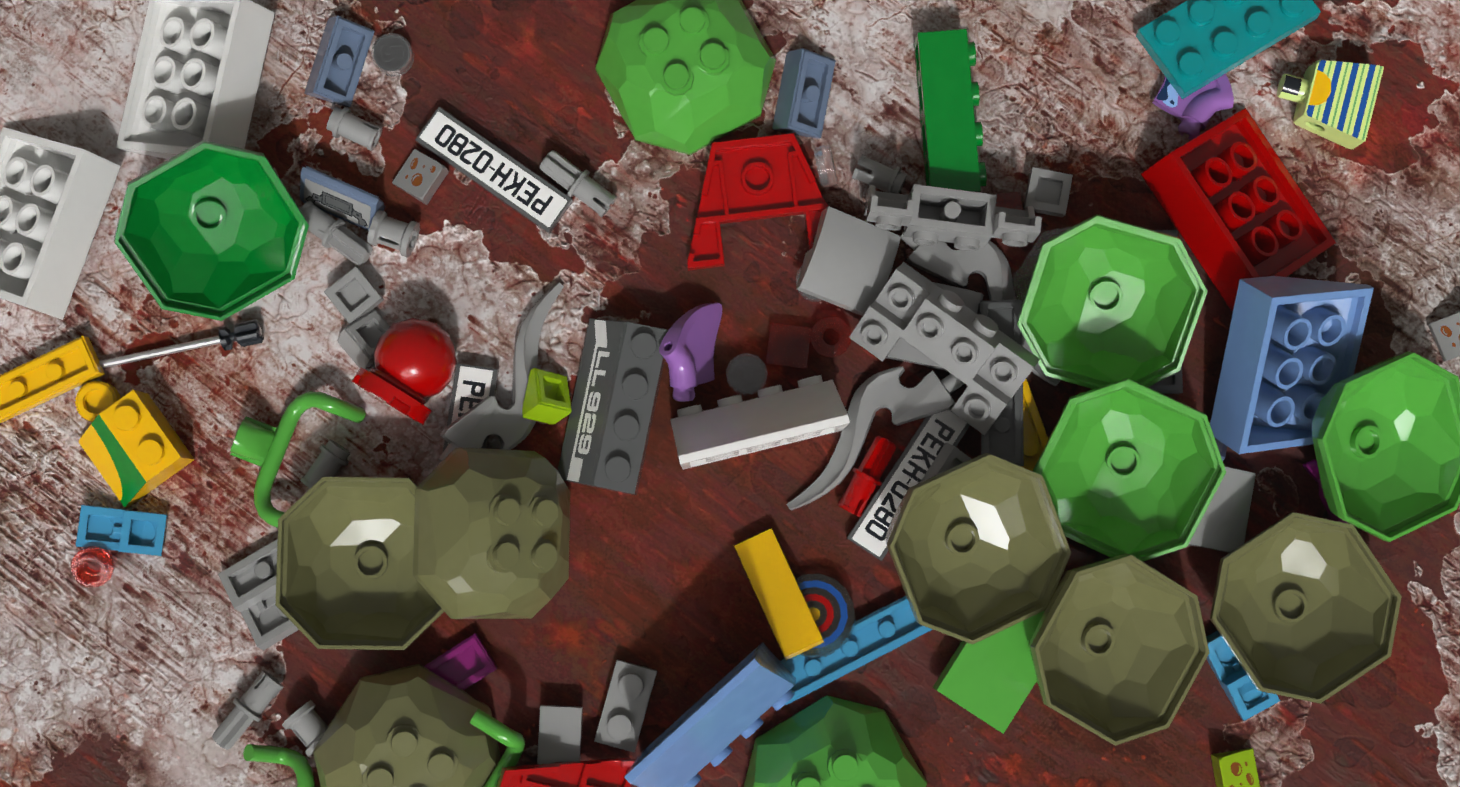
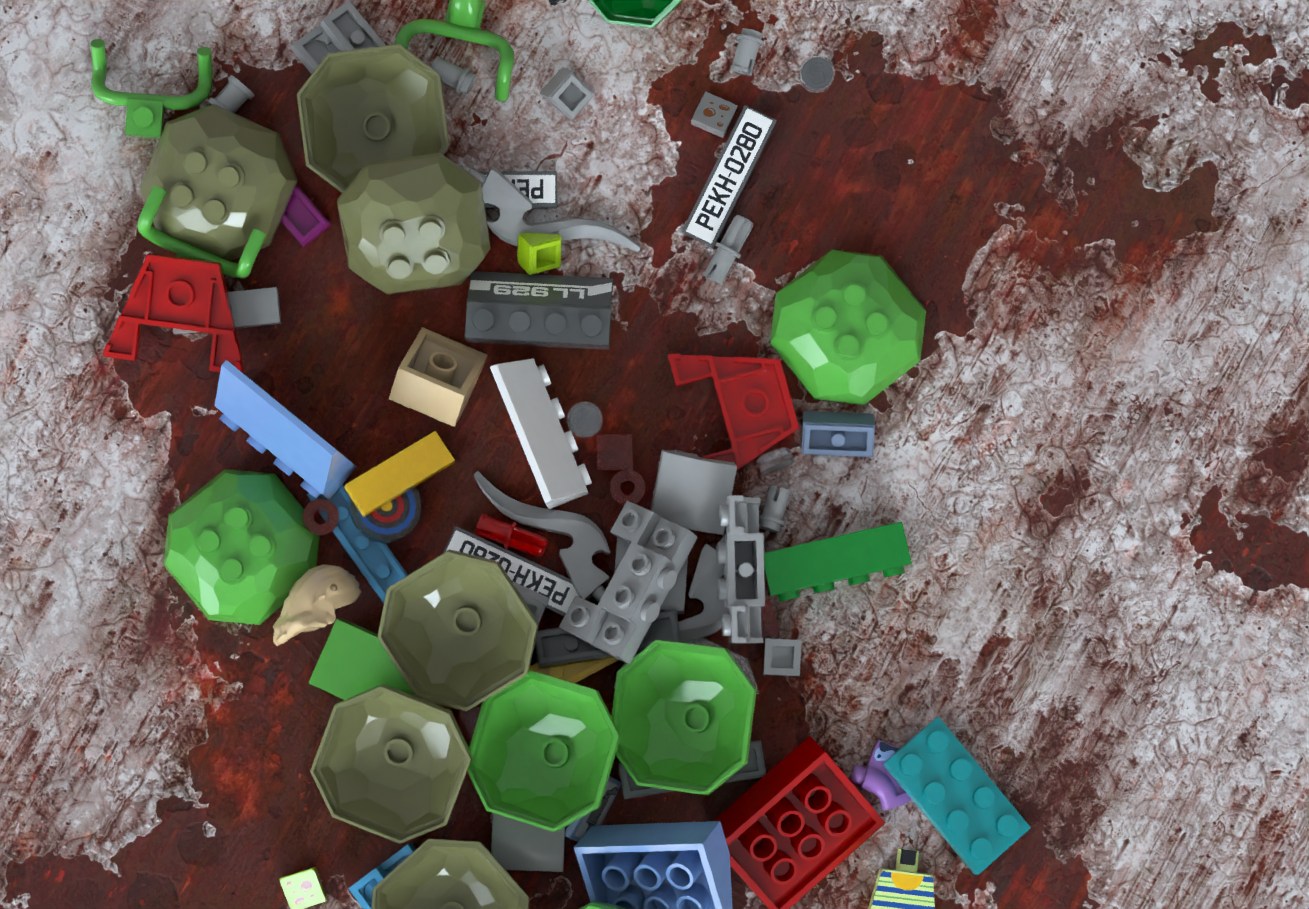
camera: 85 degrees right, 0 degrees up
(247, 710) = (239, 44): light grey axle -> none
(336, 235) = (652, 50): light grey axle -> none
(339, 61) = (804, 29): sand blue slope -> none
(339, 198) = (683, 50): slope -> none
(353, 295) = (602, 75): light grey plate -> none
(393, 233) = (660, 100): light grey bush -> none
(411, 364) = (546, 132): red tile -> none
(625, 705) = (287, 359): light grey plate -> none
(673, 533) = (437, 376): none -> tan slope
(690, 349) = (597, 367): medium lavender arm -> none
(829, 695) = (320, 505): none -> clear red plate
(916, 712) = (314, 601): none -> tan piece

